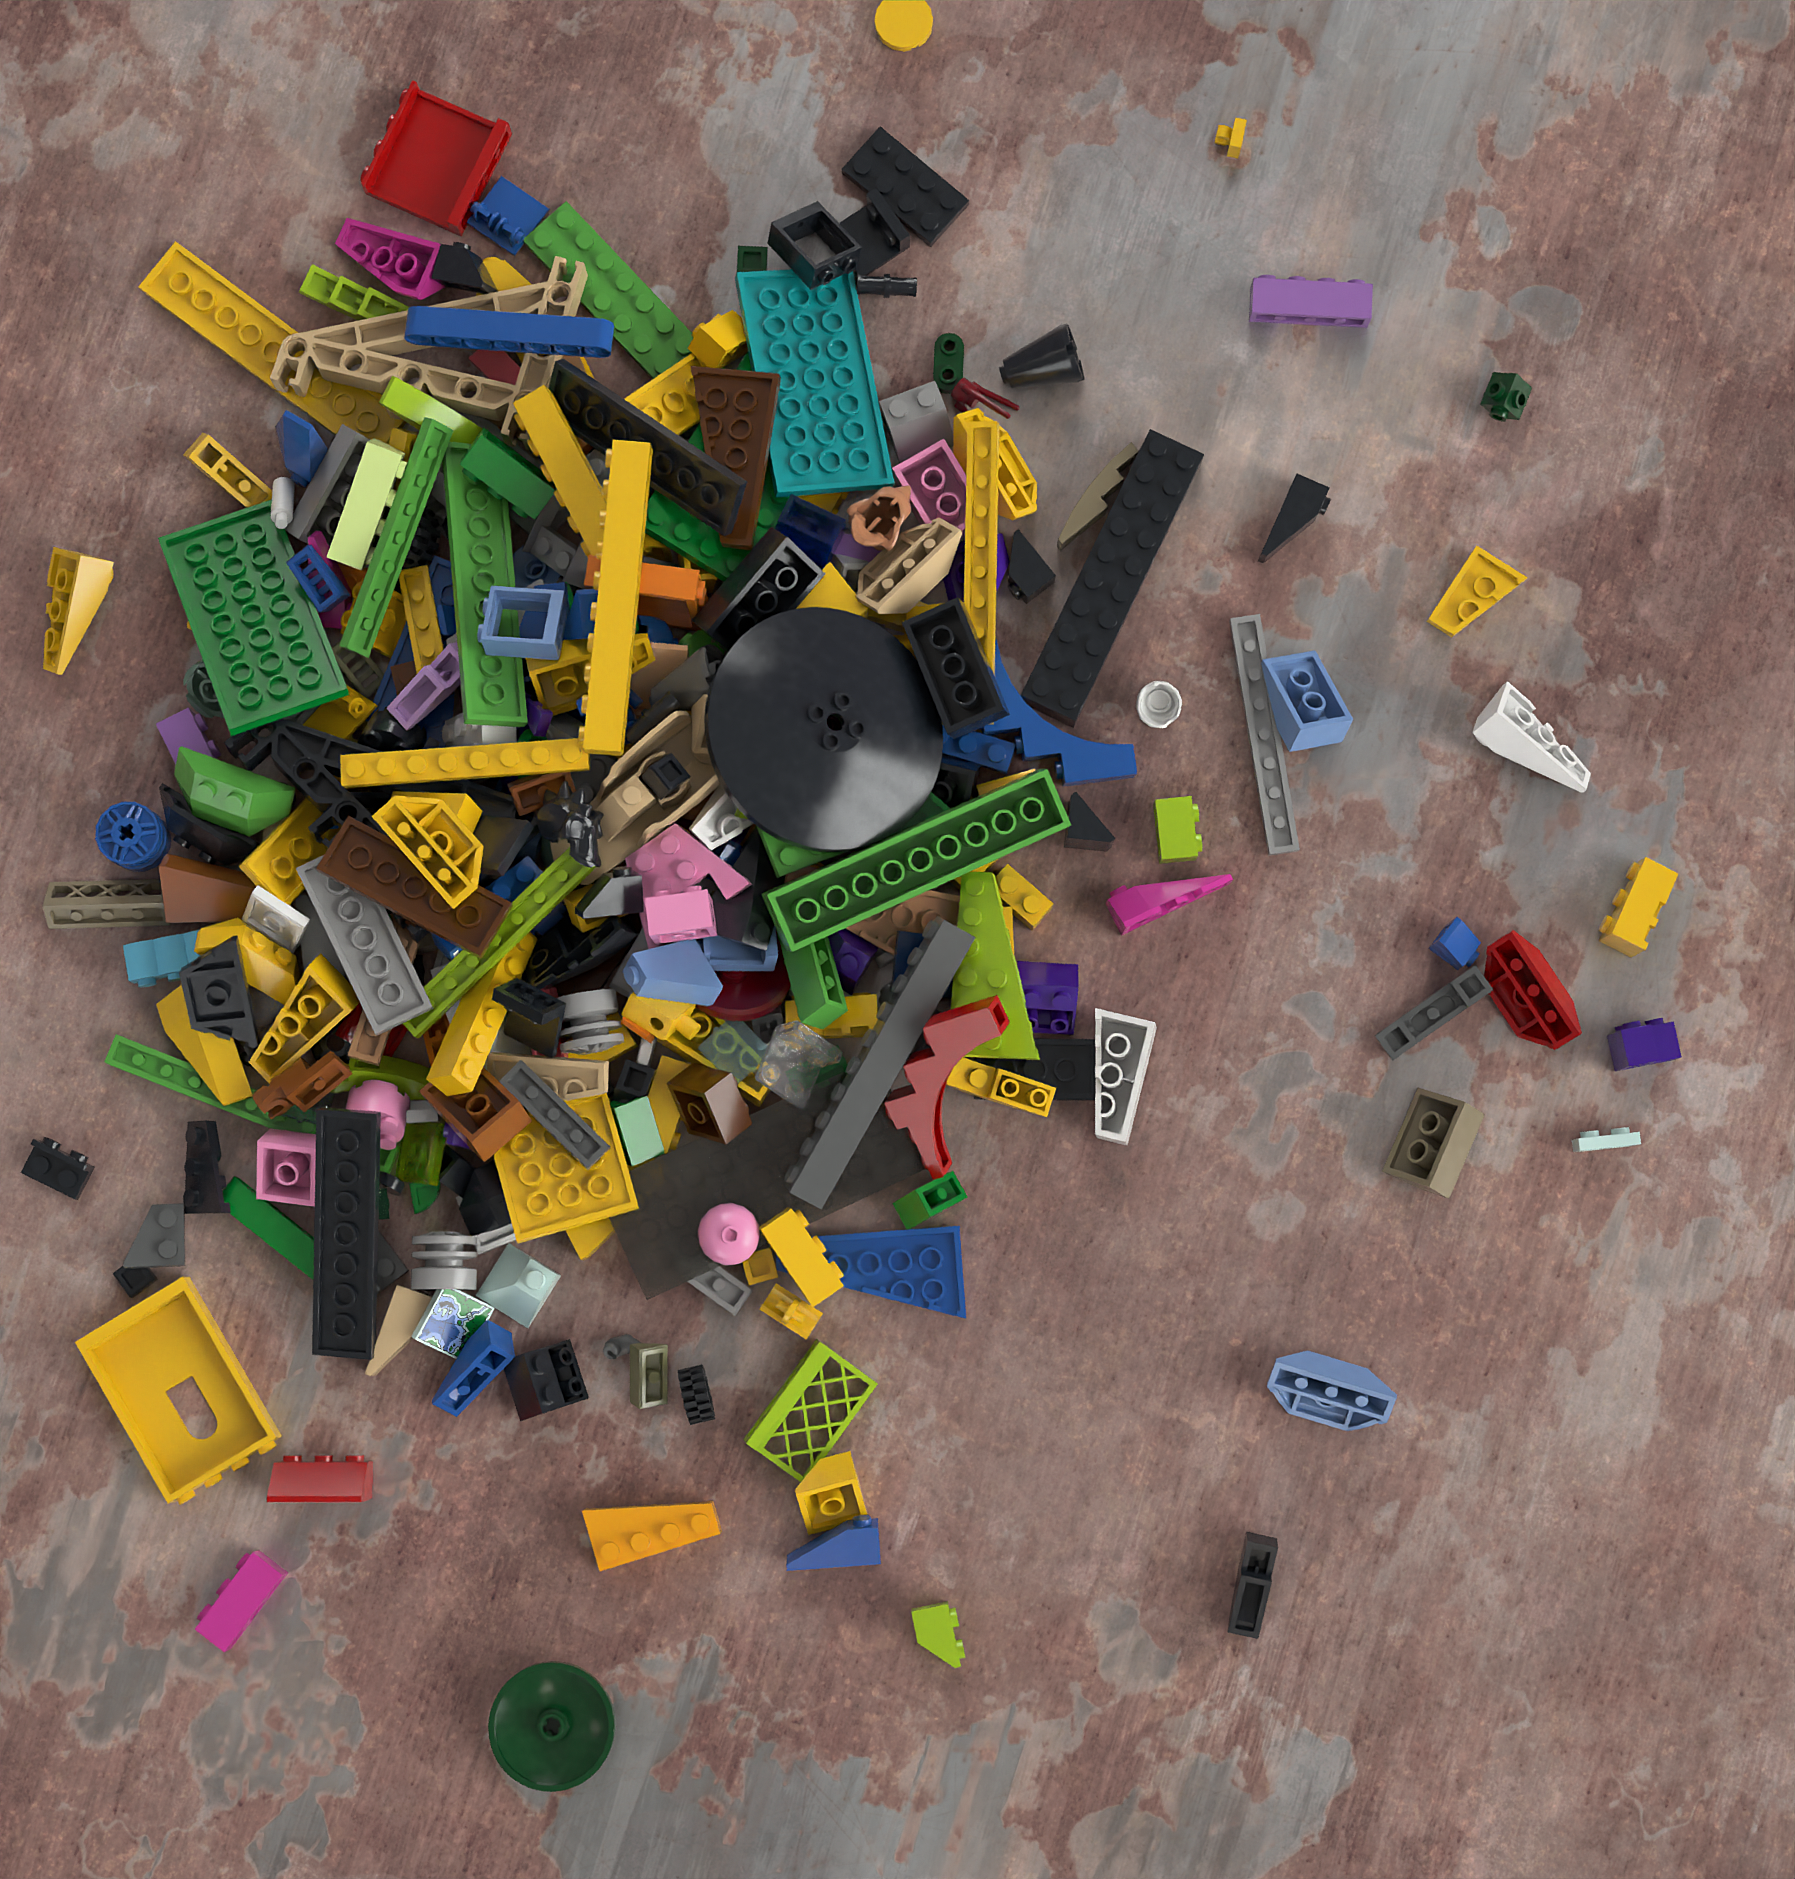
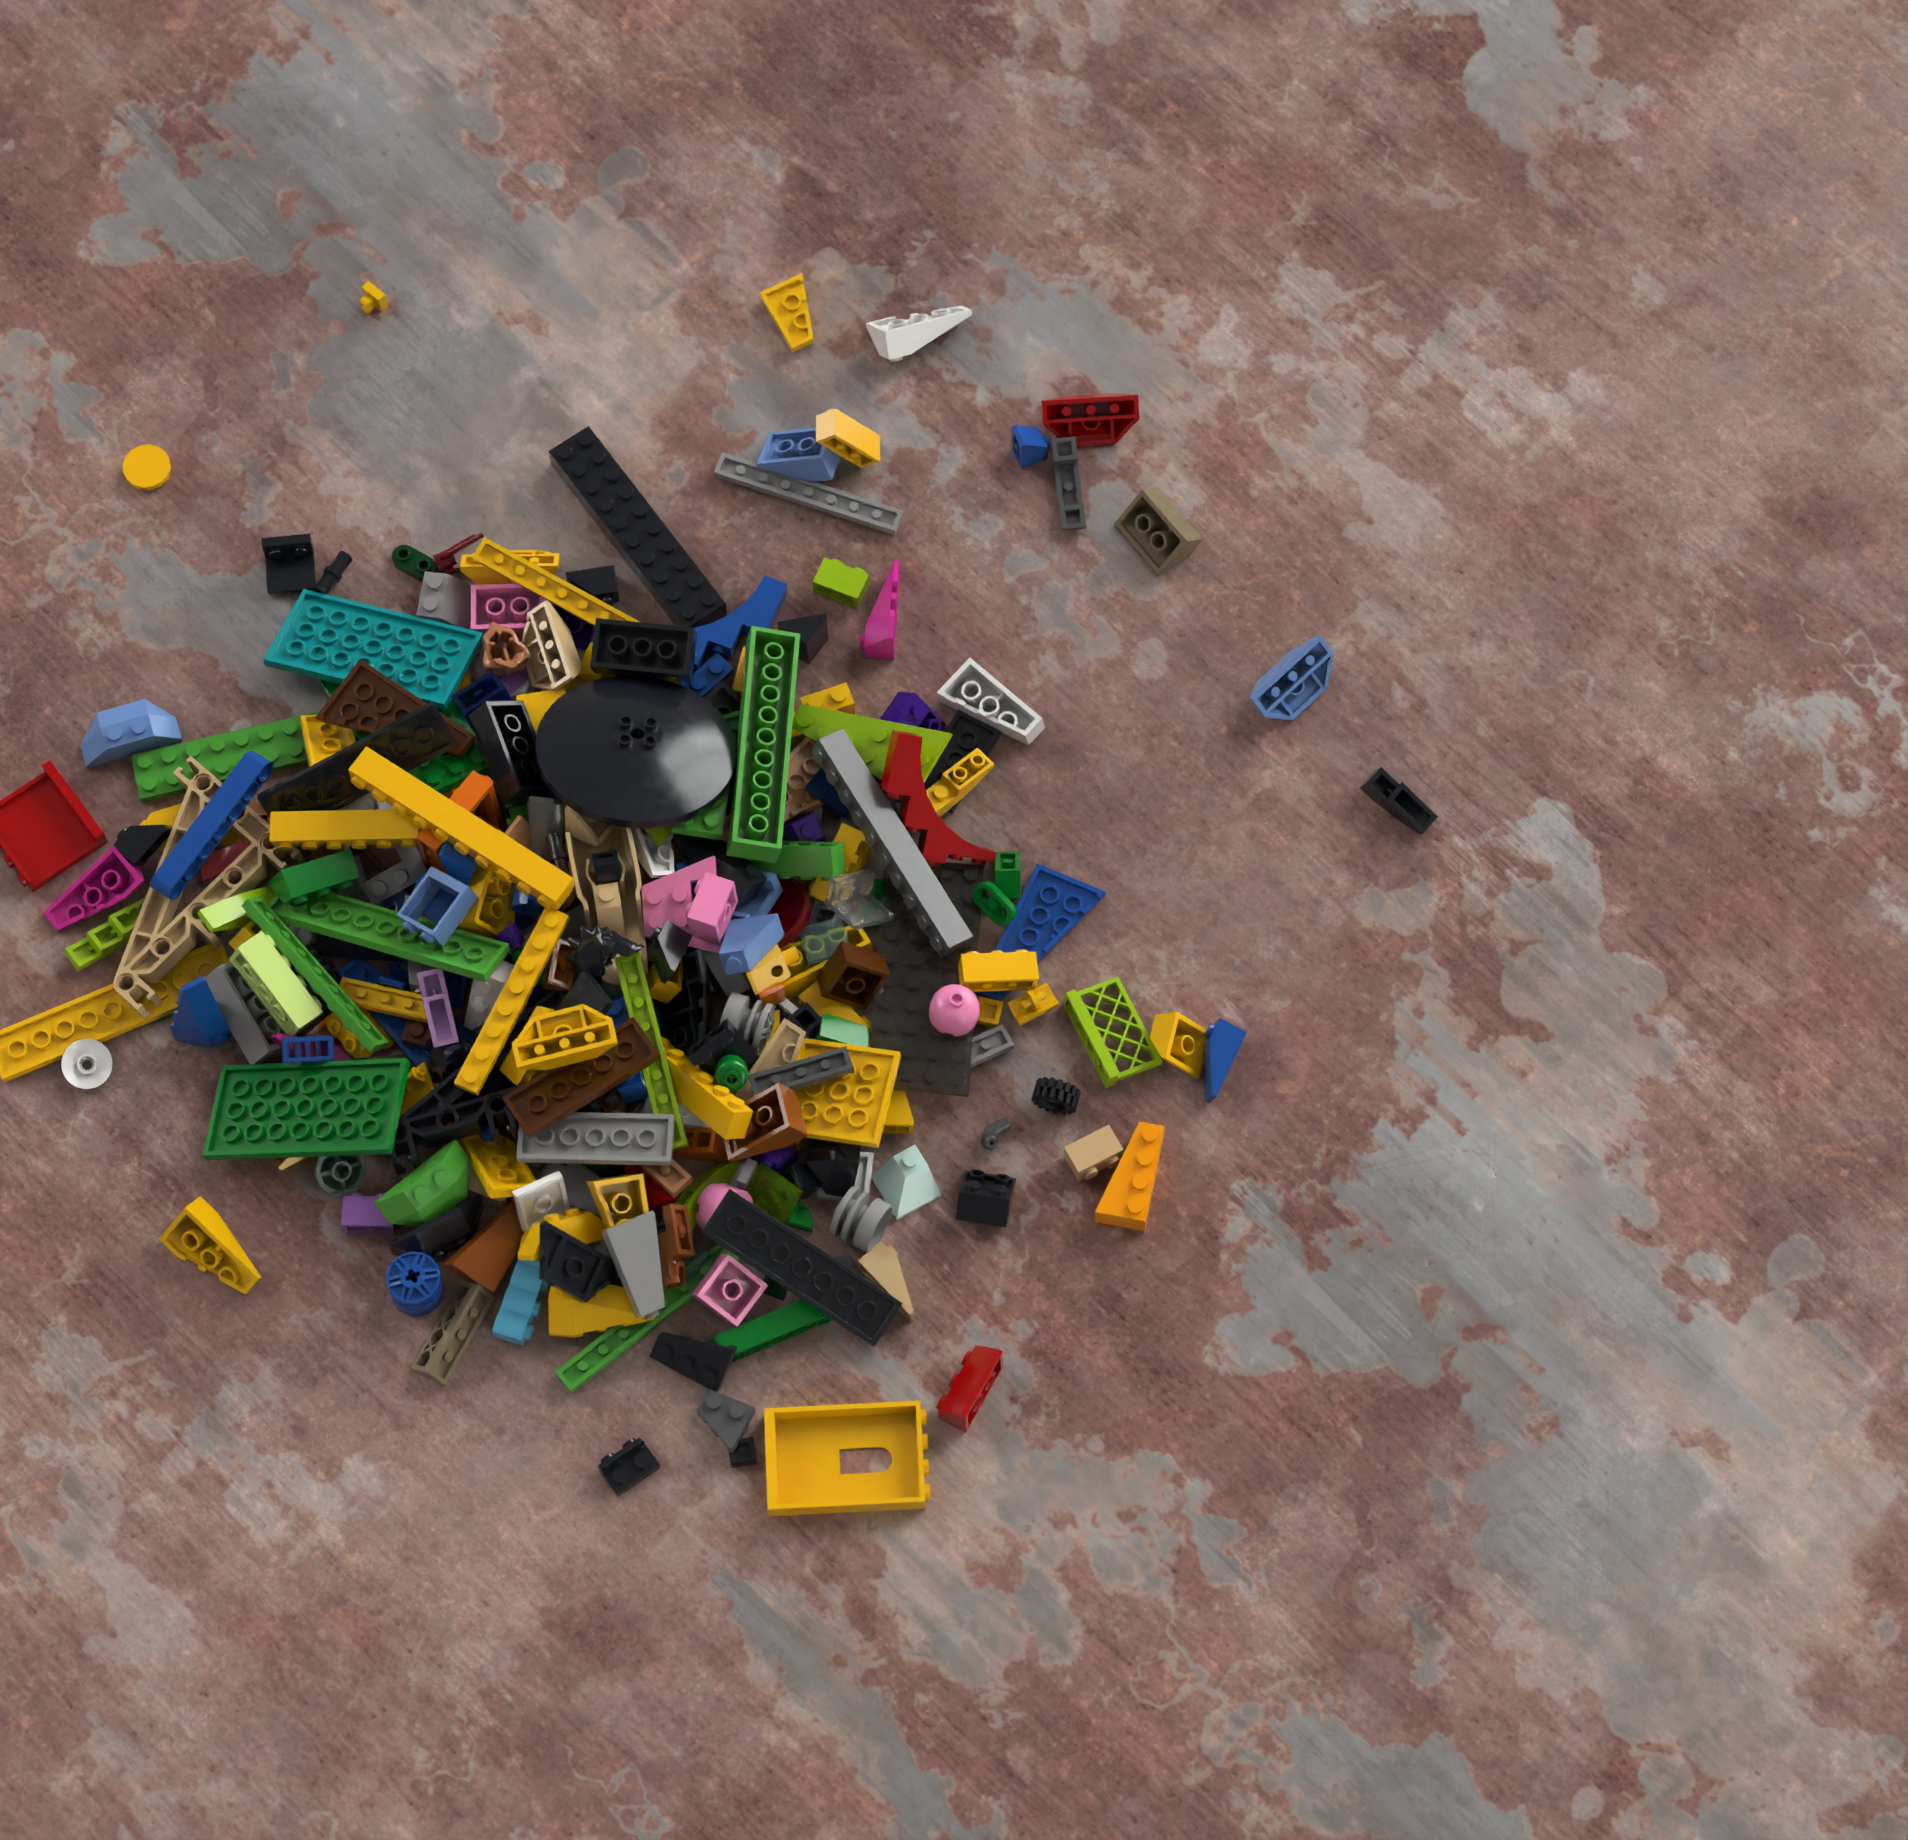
camera: 60 degrees left, 15 degrees down
(187, 358) = (83, 1051): none -> white dish
(227, 471) = (180, 1086): yellow slope -> none
(240, 1600) = (1024, 1490): dark pink brick -> none
(261, 1054) = (637, 1261): none -> light grey slope
(282, 502) = (230, 1056): white cylinder -> none
(451, 1320) = (907, 1238): tile -> none
(476, 1366) = (948, 1237): blue slope -> none
(507, 215) = (114, 801): blue hinge -> none
(513, 1040) = (731, 1072): none -> green head
(552, 1726) = (1238, 1313): dark green dish -> none
(592, 183) = (128, 731): none -> medium blue wedge
(648, 1374) = (1022, 1126): olive slope -> none
(654, 1471) = (1093, 1153): none -> tan brick
(719, 340) = (303, 697): yellow brick -> none
(752, 258) = (255, 653): dark green plate -> none
(803, 223) = (273, 588): black window -> none
(882, 1207) = (994, 904): none -> green plate
(908, 185) = (281, 517): black plate -> none
(936, 1633) = (1316, 1022): lime slope -> none
(1044, 361) = (455, 495): black cone -> none
(1091, 504) = (575, 518): dark tan slope -> none
(1158, 704) = (745, 548): white hair -> none
(1298, 512) = (662, 389): black slope -> none
(1310, 302) = (521, 309): medium lavender brick -> none
(1345, 742) = (847, 438): none -> yellow brick
(1506, 396) = (667, 221): dark green brick -> none
(1619, 1138) = (1223, 416): light aqua plate -> none
(1637, 907) = (1072, 321): yellow wedge -> none
(1643, 1045) = (1168, 366): dark purple brick -> none

